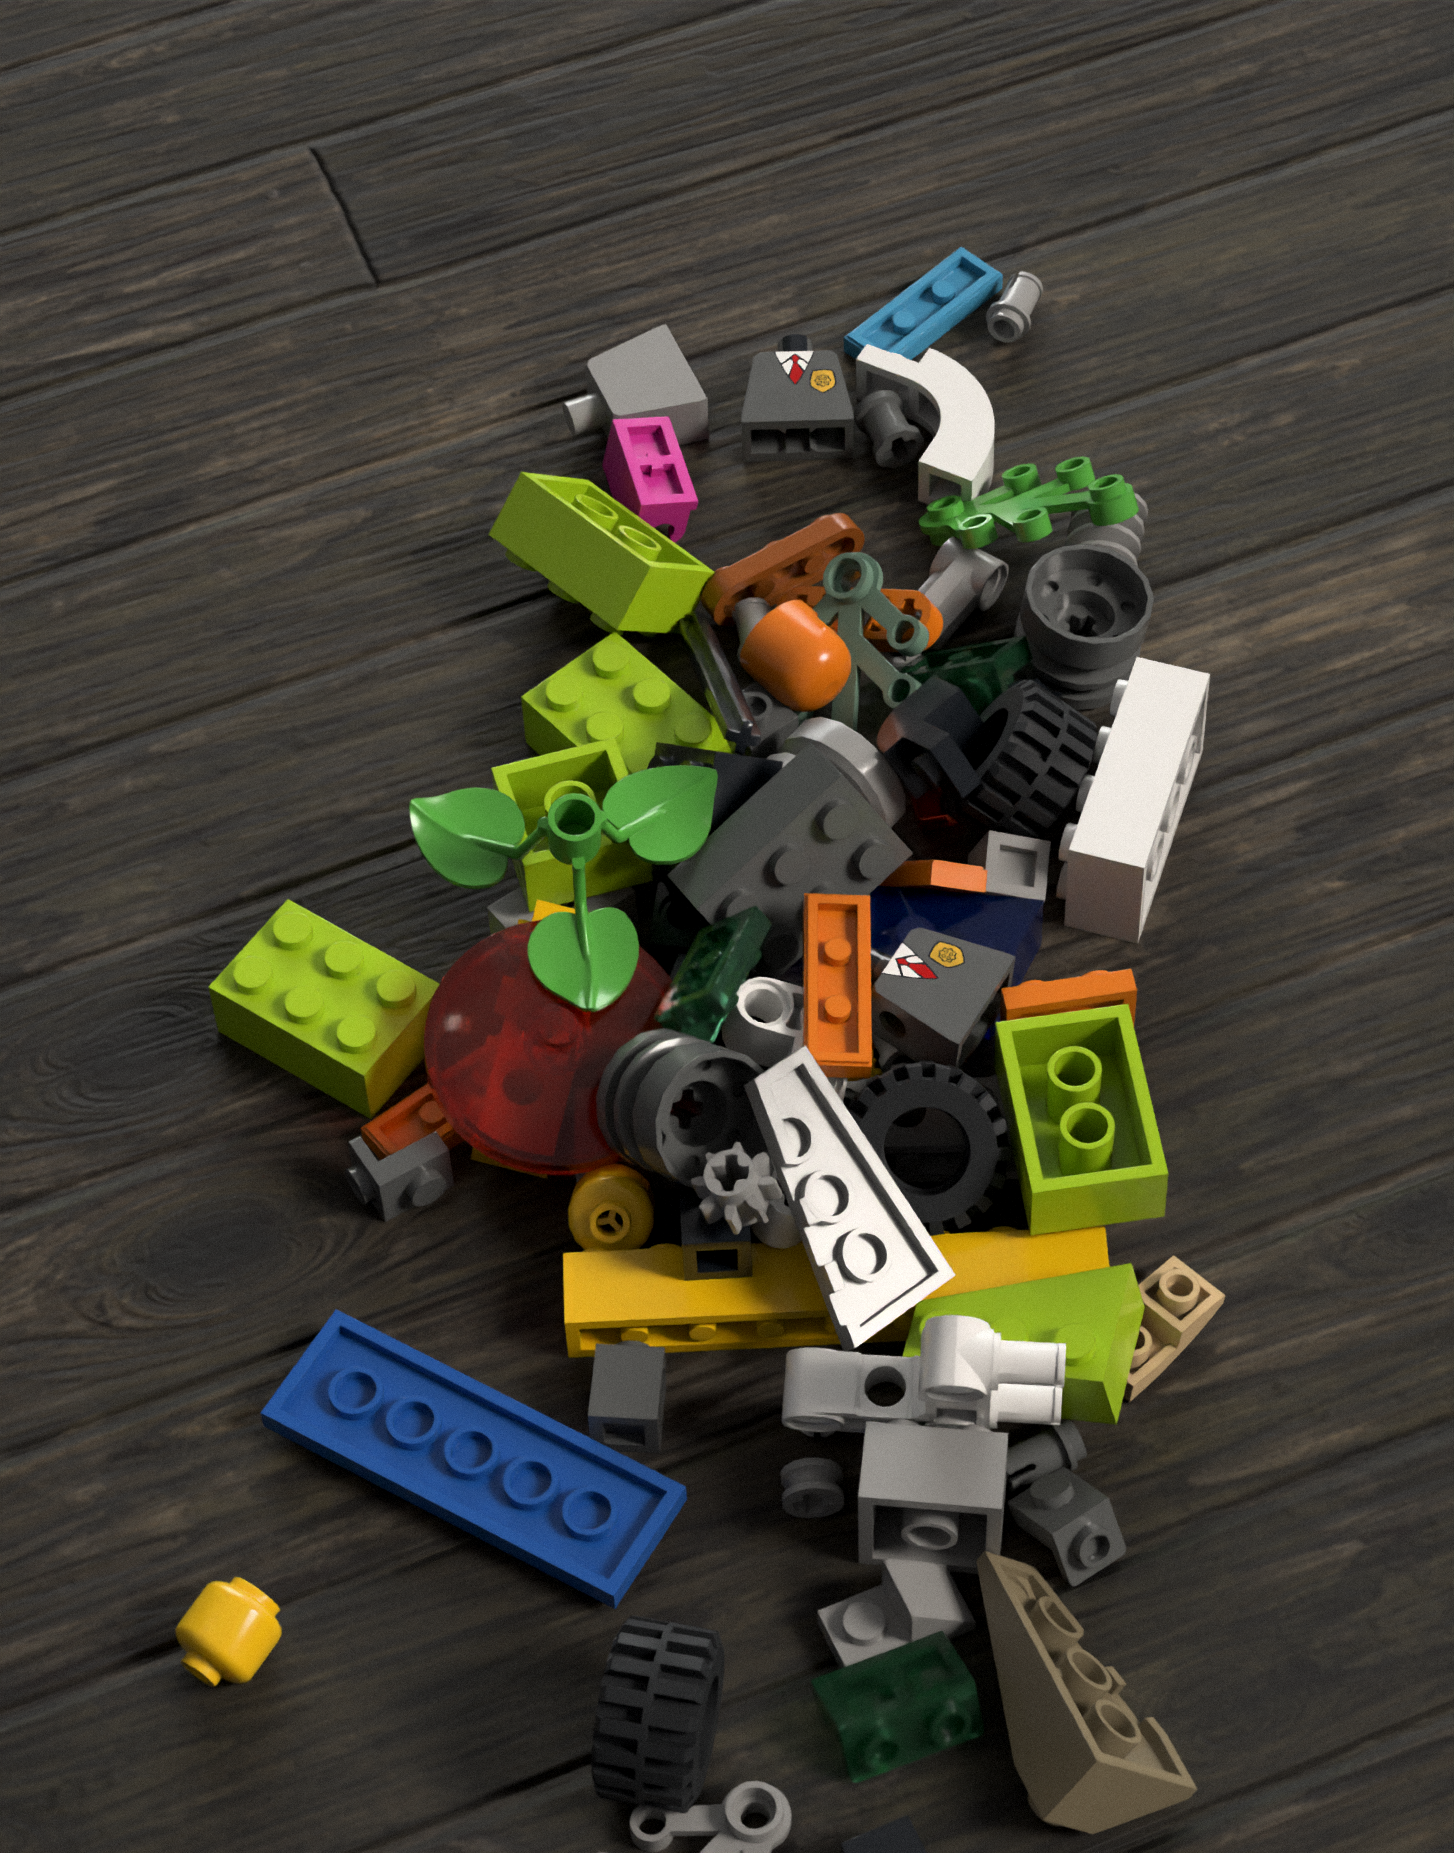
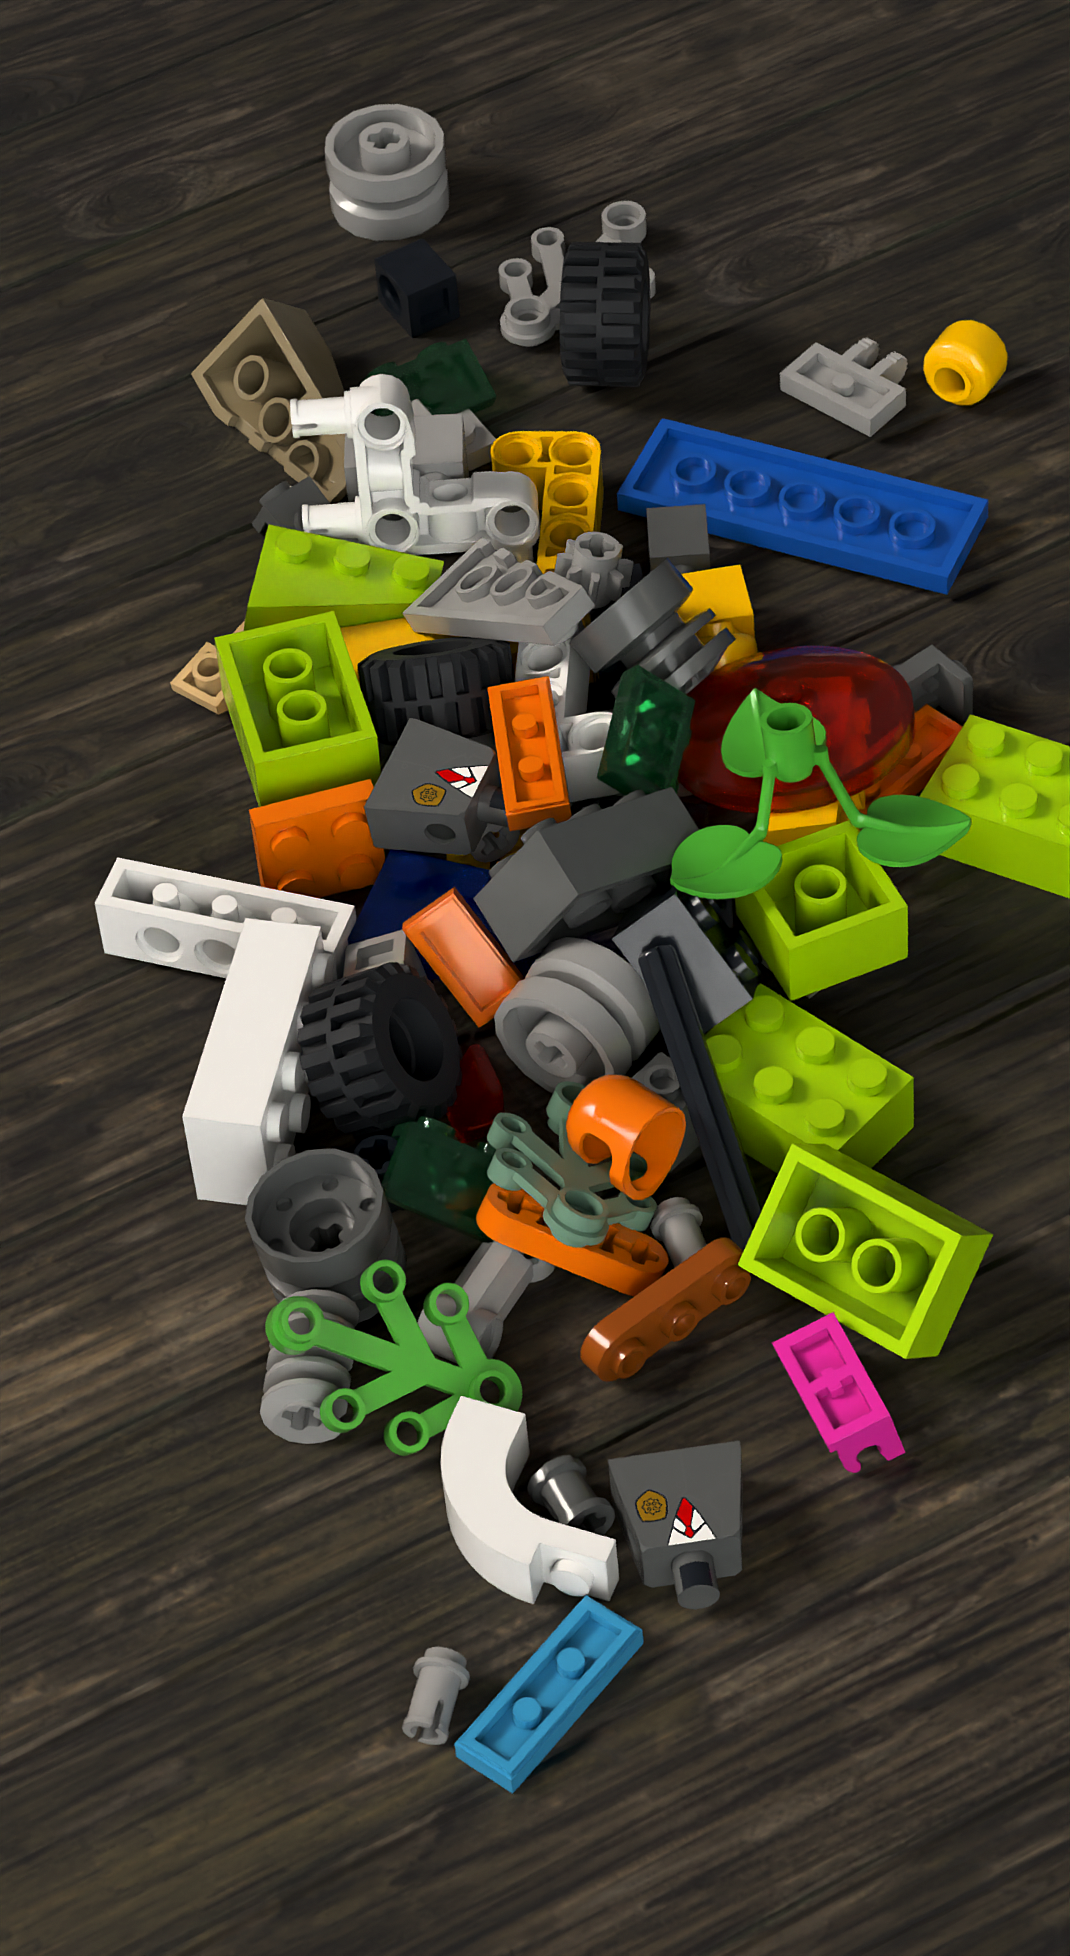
camera: 175 degrees right, 5 degrees down
(382, 1630) = (847, 386): none -> light grey hinge
(641, 381) = (871, 1507): light grey torso -> none
(757, 1450) = (567, 480): none -> yellow beam
(931, 738) = (478, 1027): black brick -> none
(1174, 958) = (198, 918): none -> white brick

